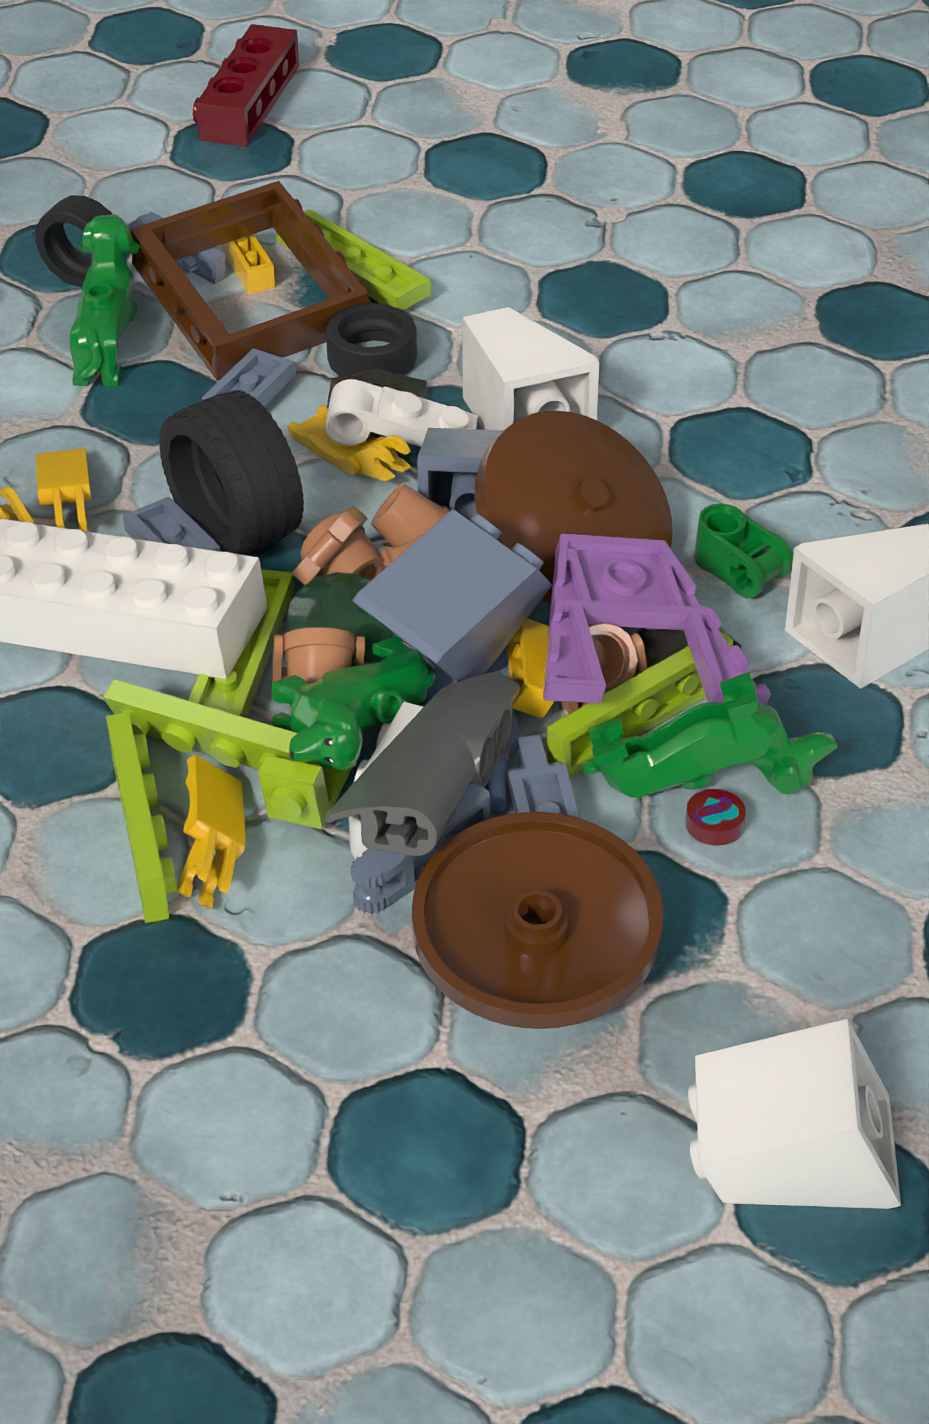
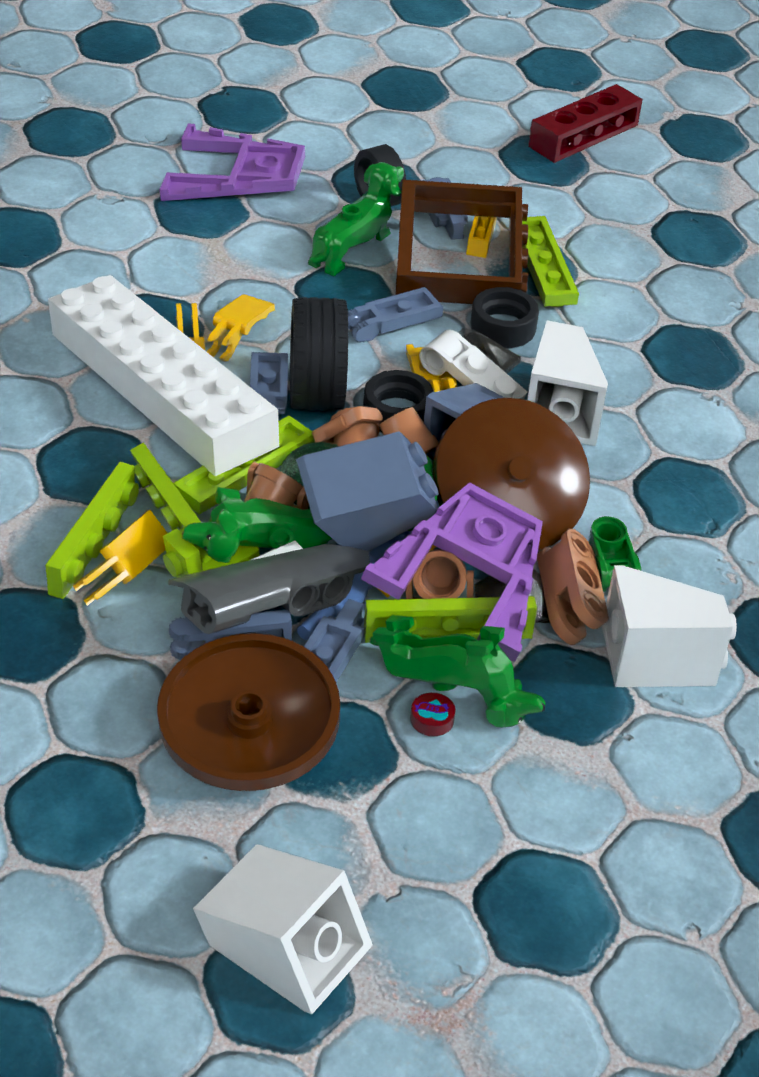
camera: 30 degrees right, 0 degrees up
(345, 471) = (396, 385): none -> black tyre
(743, 602) = (572, 587): none -> nougat piece

